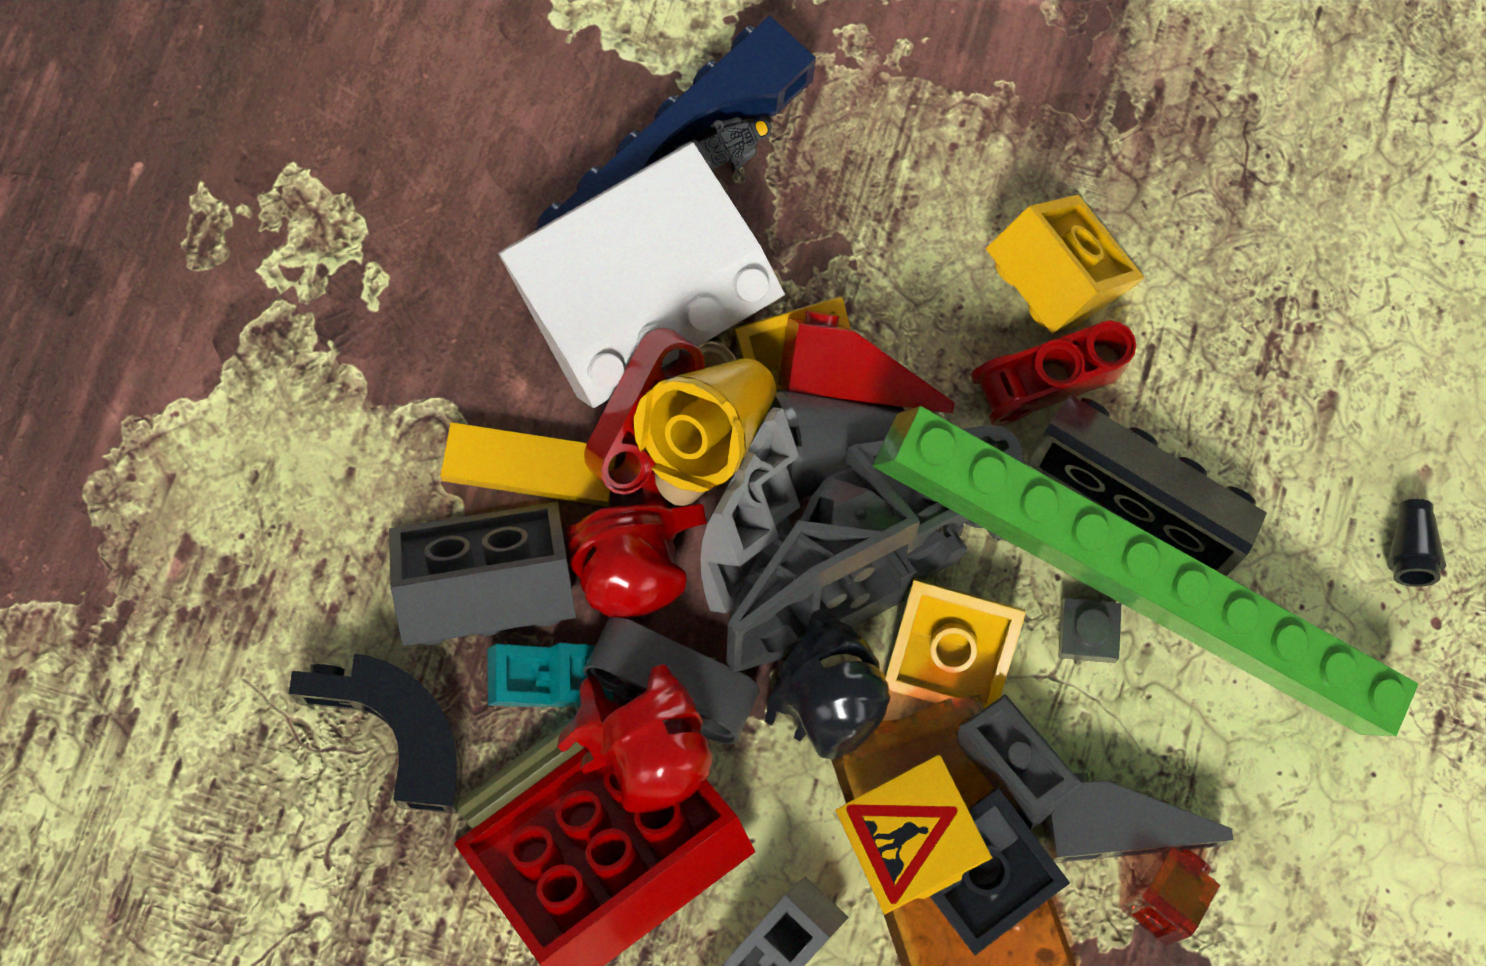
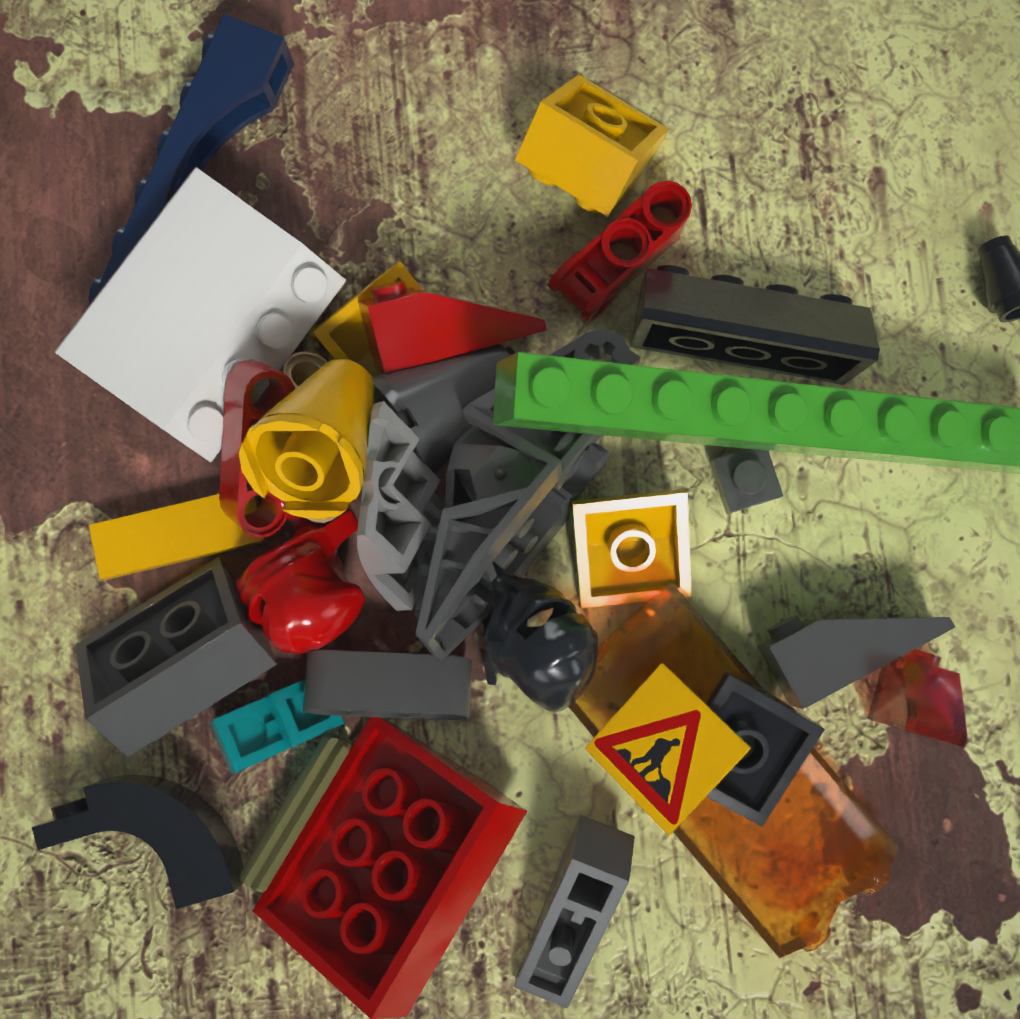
camera: 15 degrees left, 10 degrees up
(651, 758) = (388, 766): red piece -> none
(732, 141) = (241, 153): dark grey piece -> none
(1017, 760) = (733, 634): dark grey slope -> none

